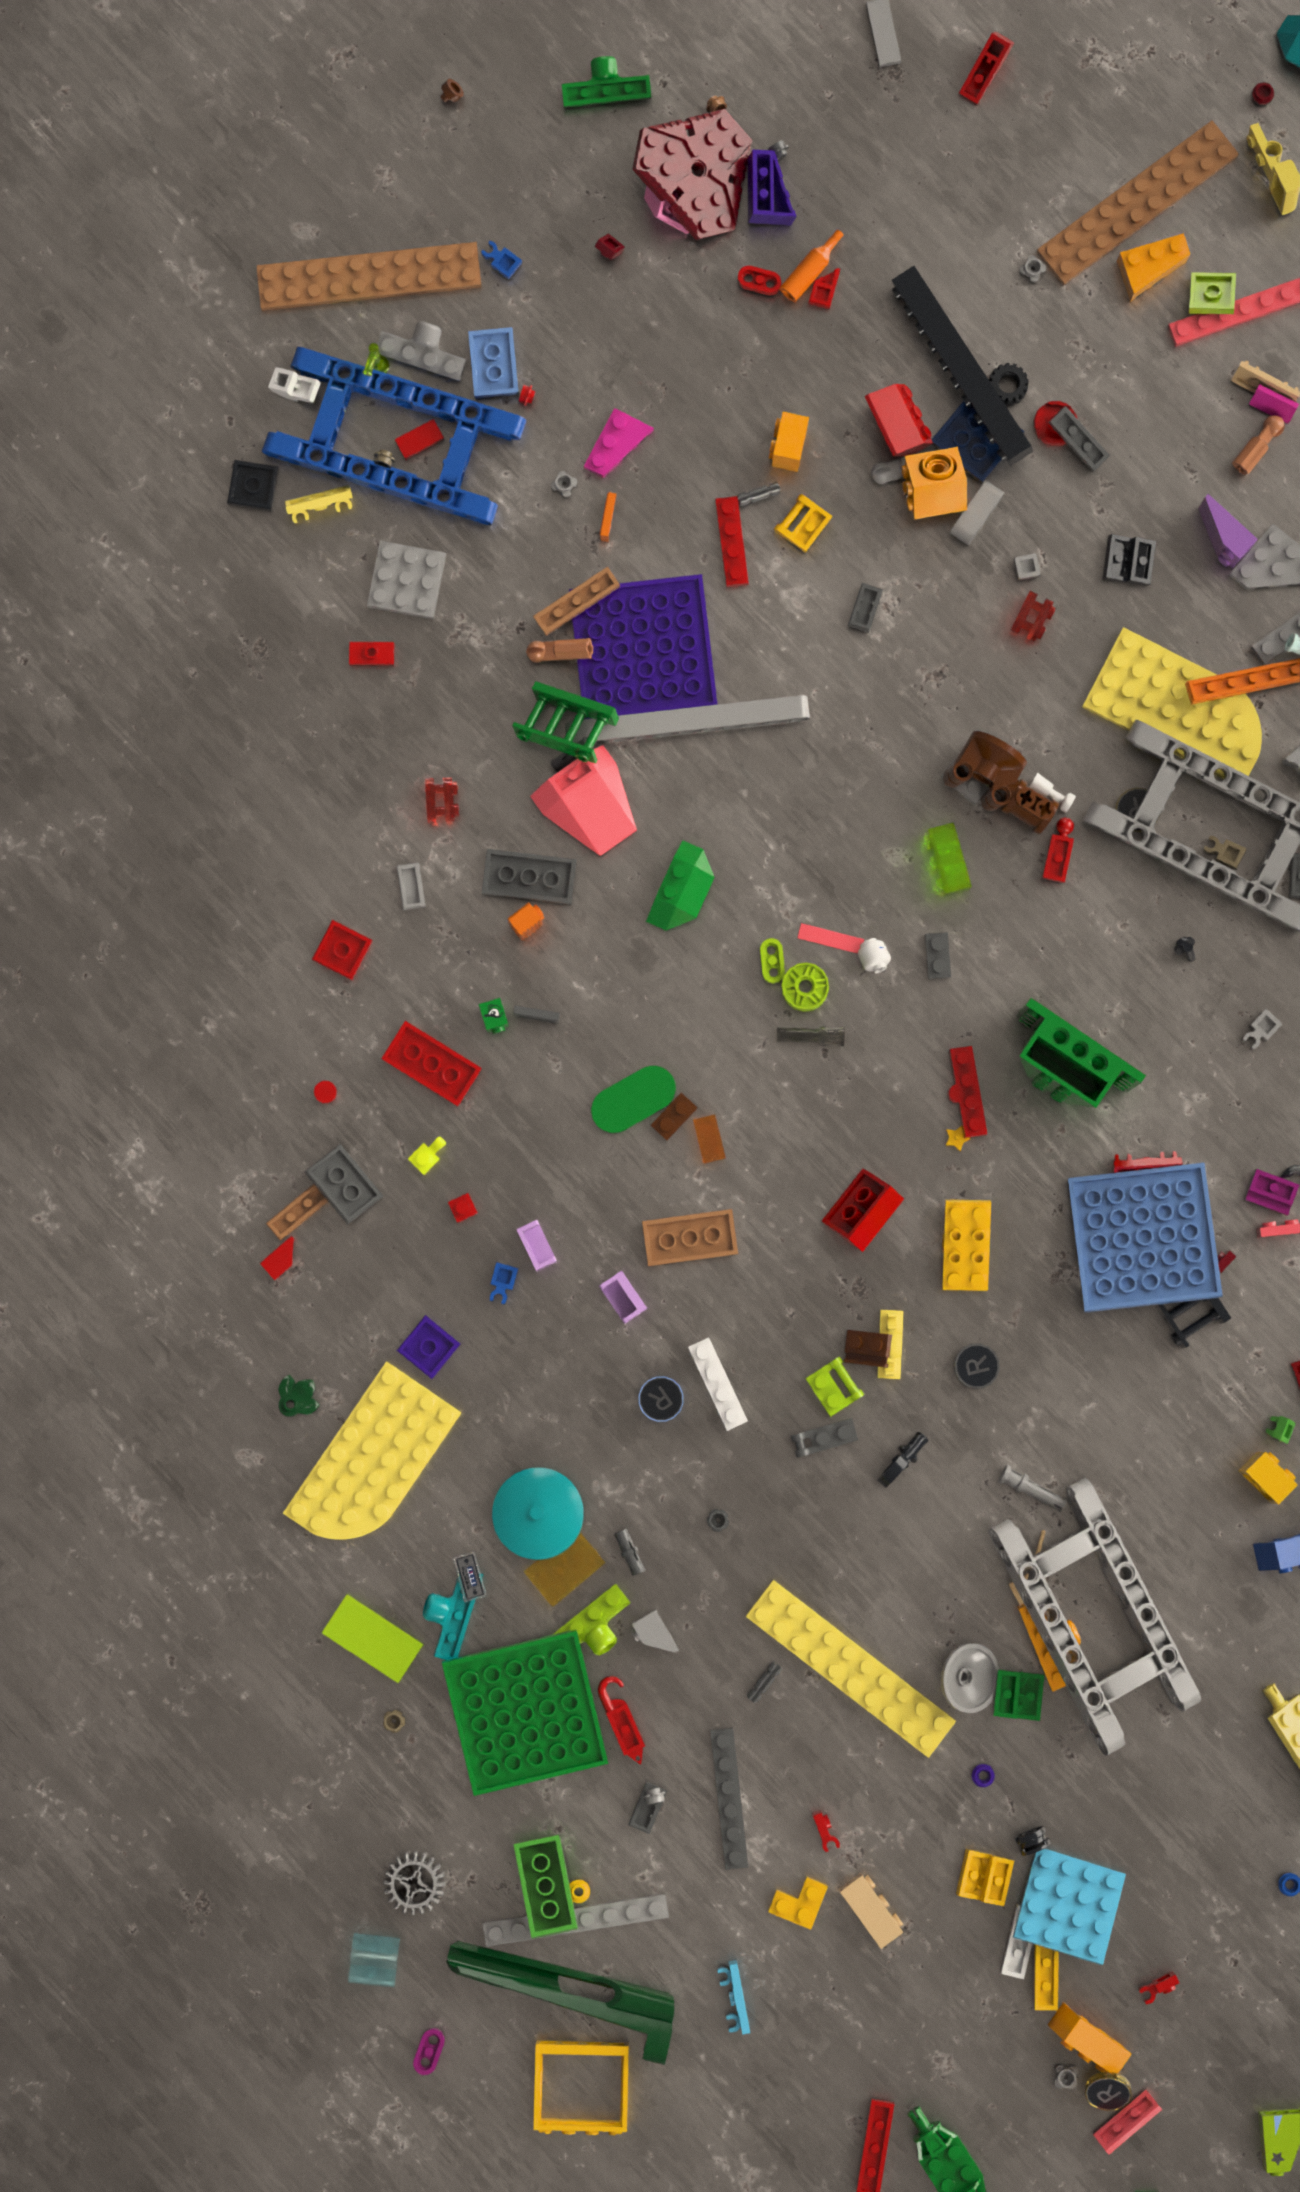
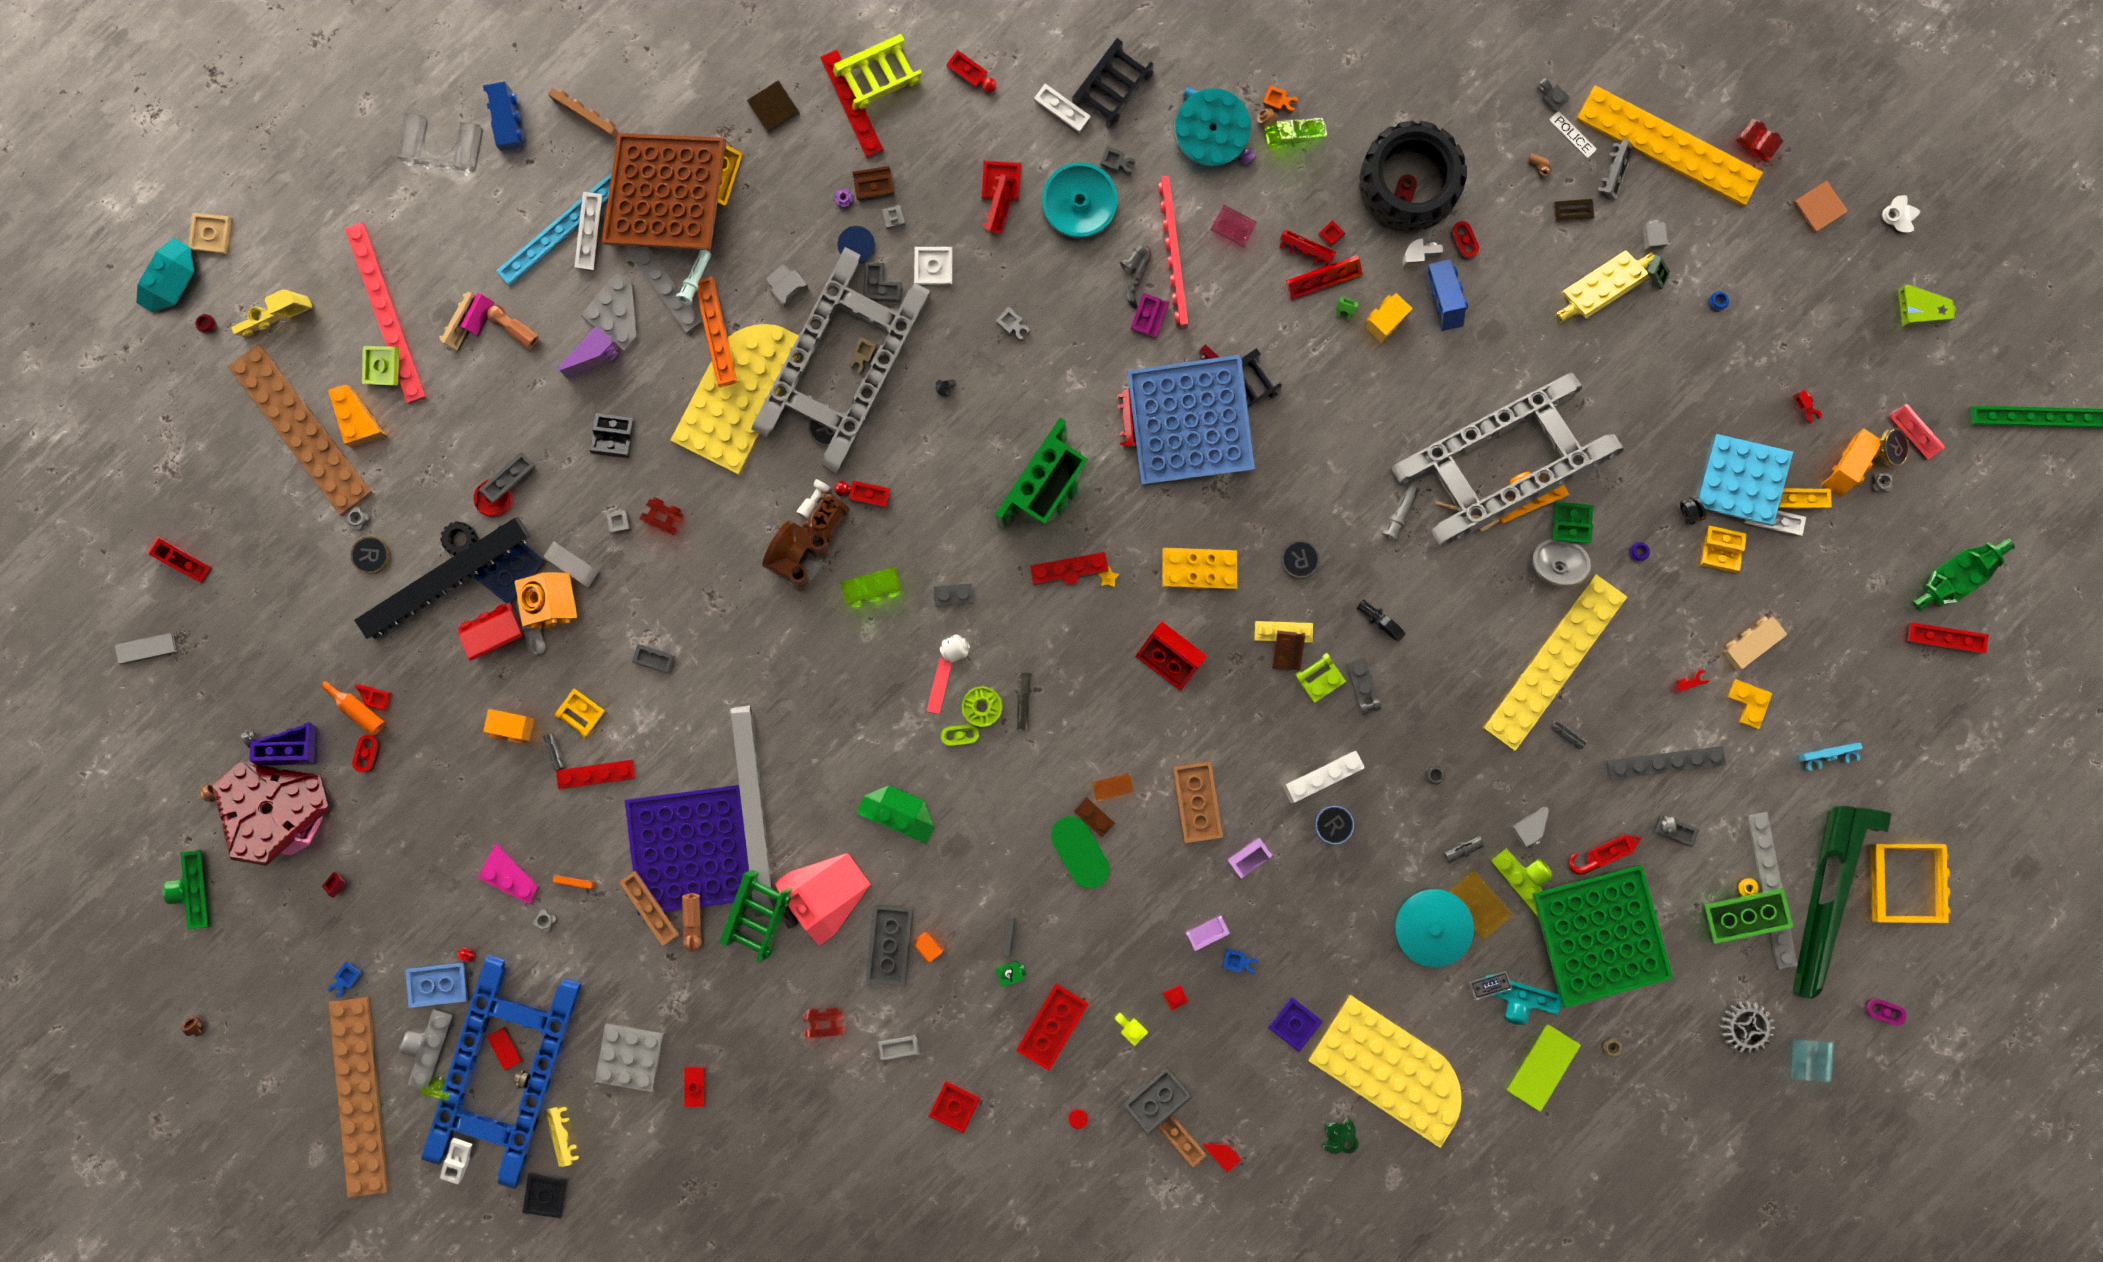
camera: 85 degrees left, 0 degrees up
(989, 283) = (370, 555): none -> black tile

